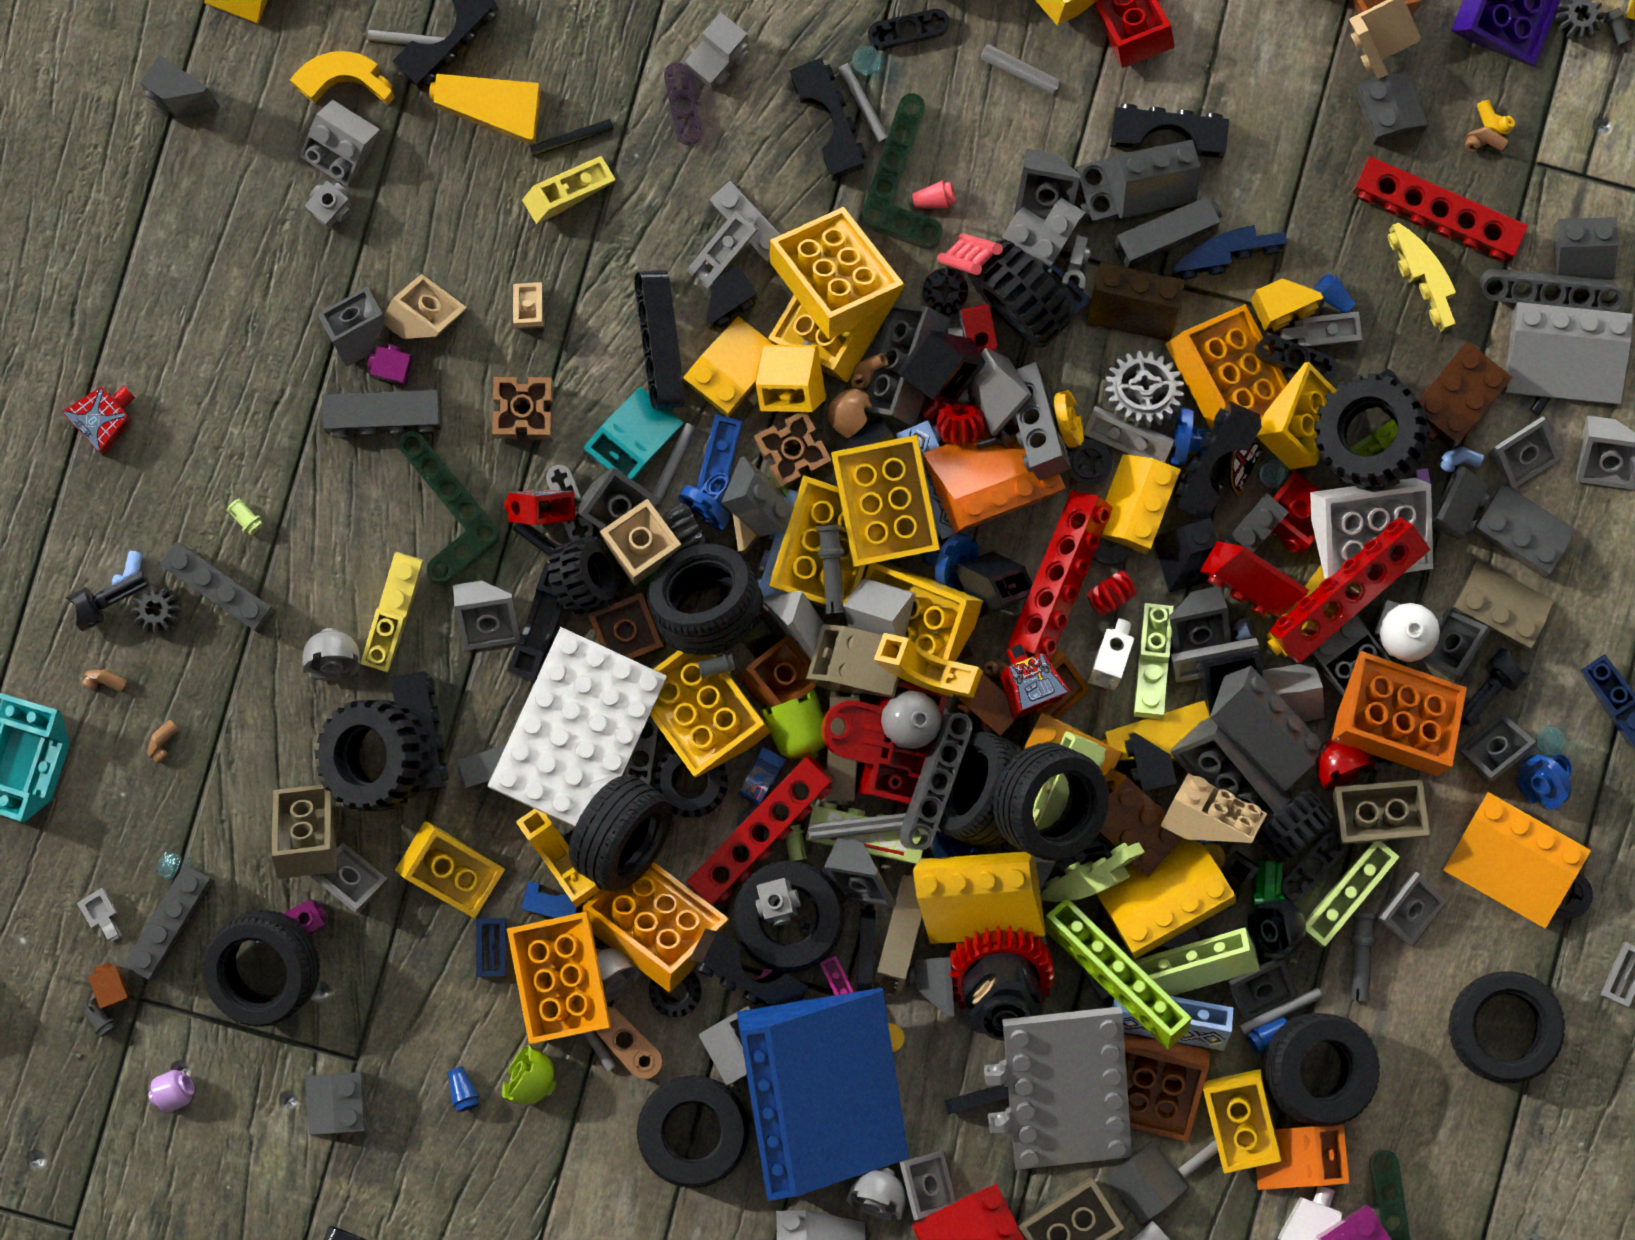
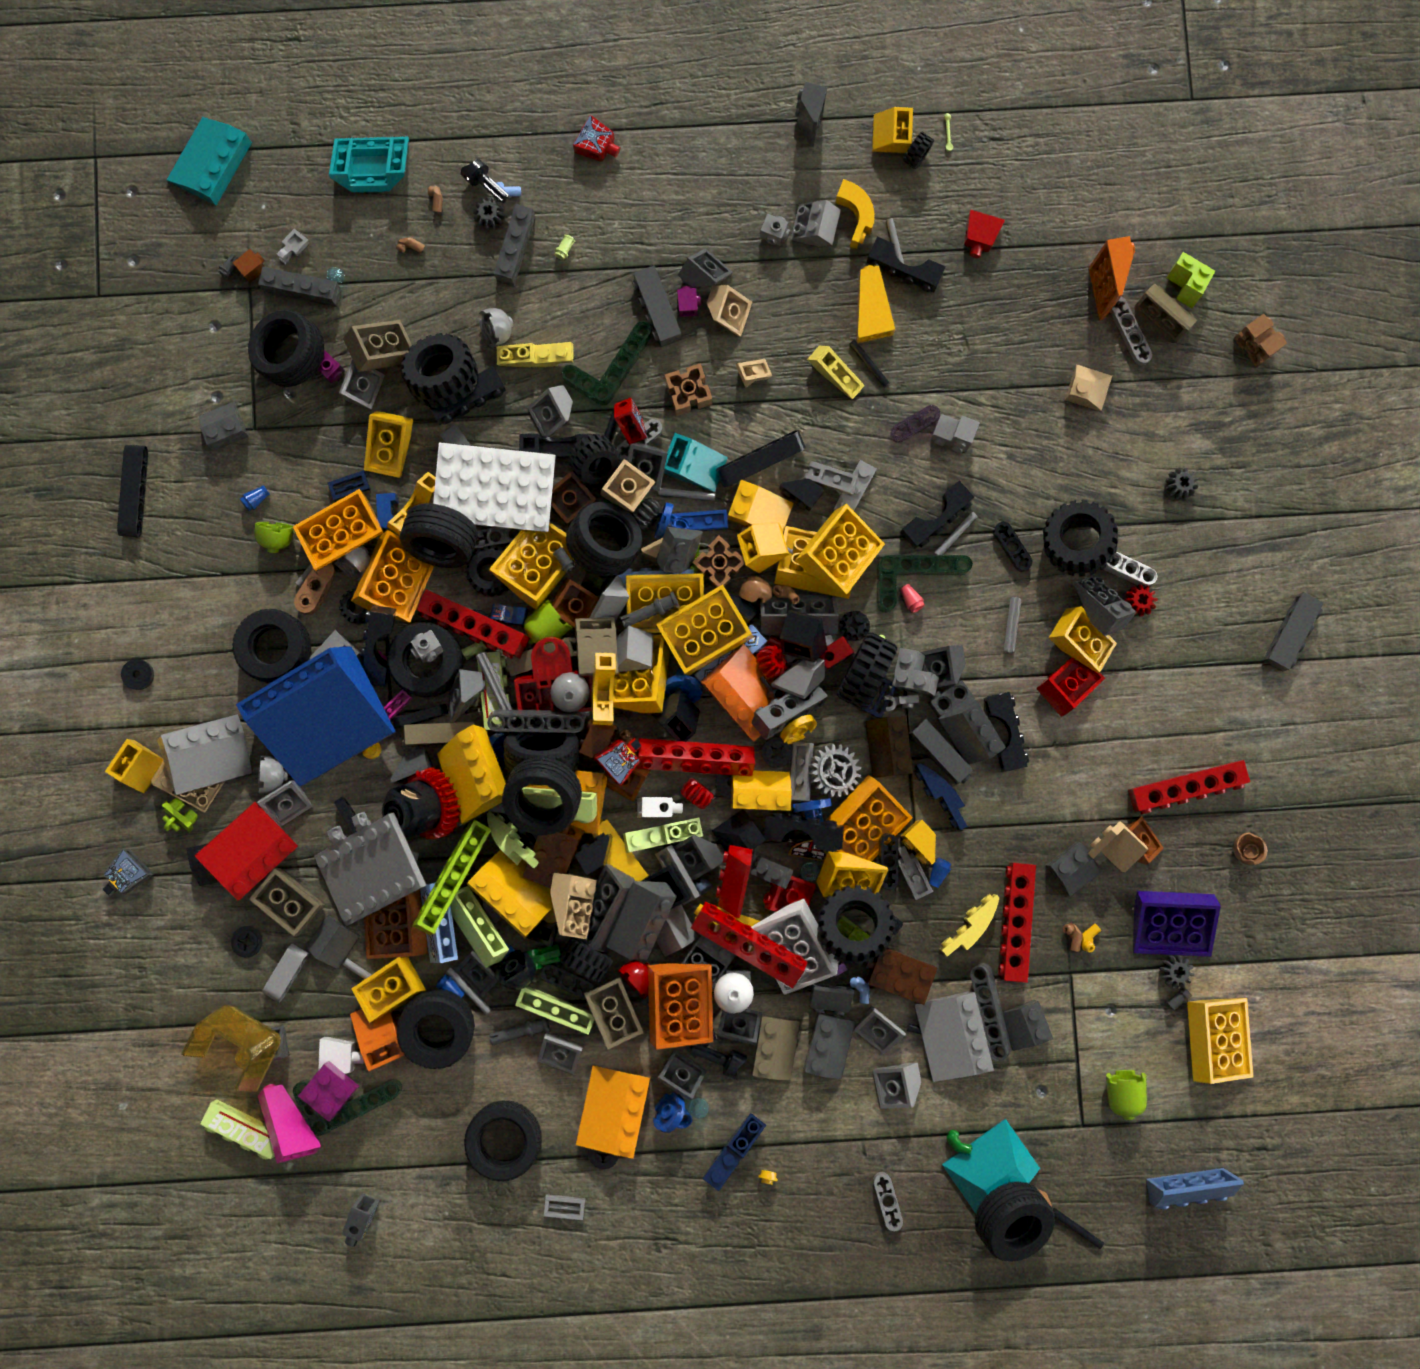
camera: 65 degrees right, 0 degrees up
(171, 1091) = (197, 323): lavender head -> none
(866, 60) = (983, 527): clear light blue plate -> none
(969, 253) = (880, 629): coral bar -> none

